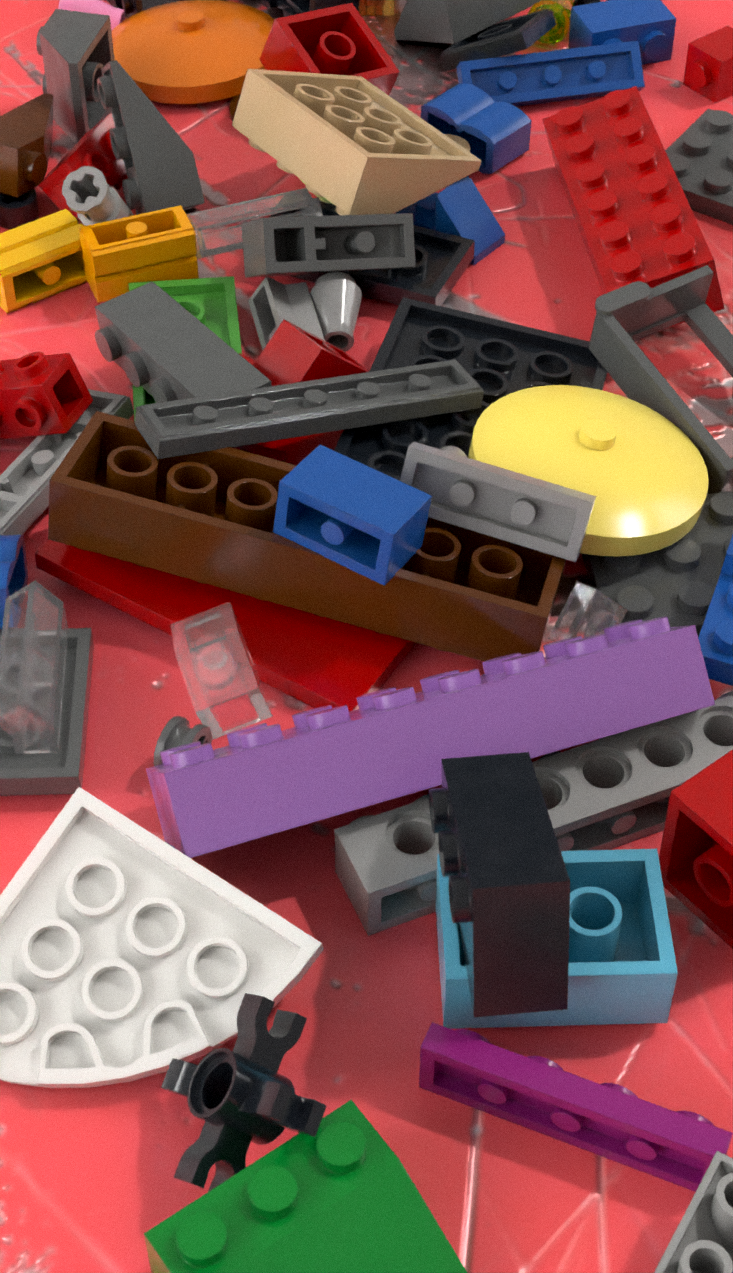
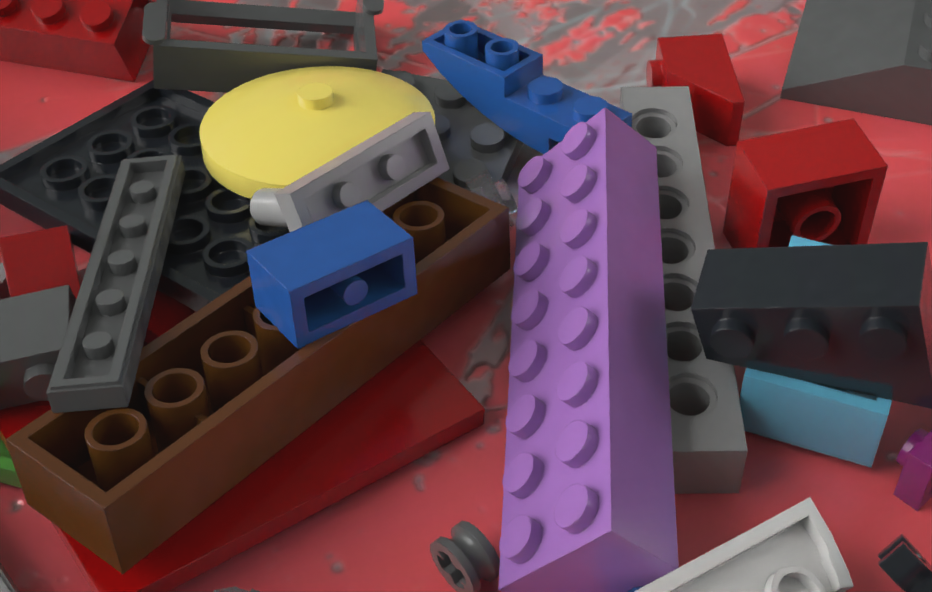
camera: 65 degrees left, 0 degrees up
(219, 671) = (387, 482): clear slope -> none

